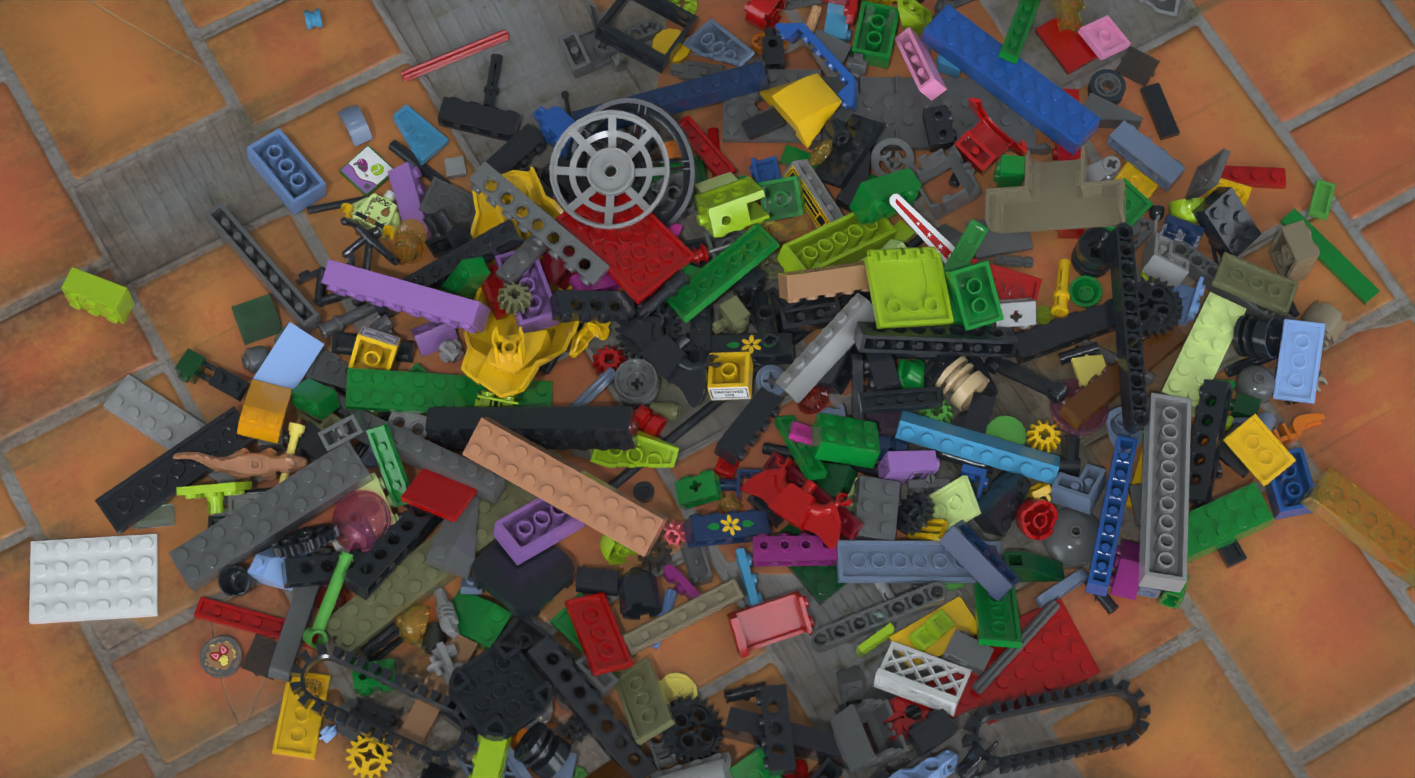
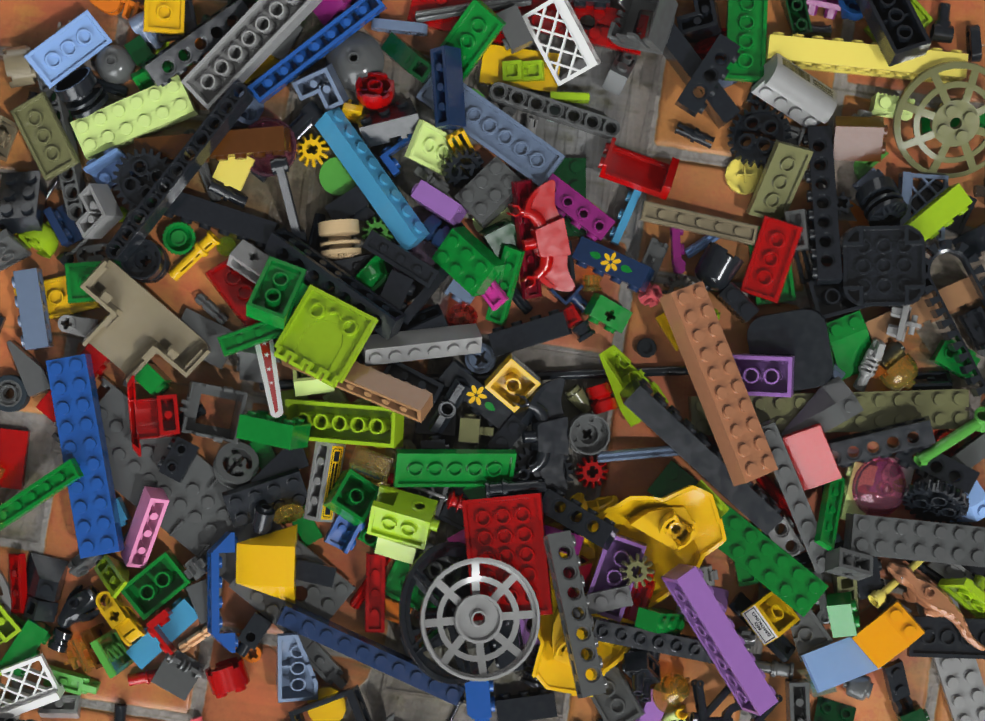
camera: 135 degrees left, 20 degrees up
(706, 462) = (583, 331): none -> black wheel

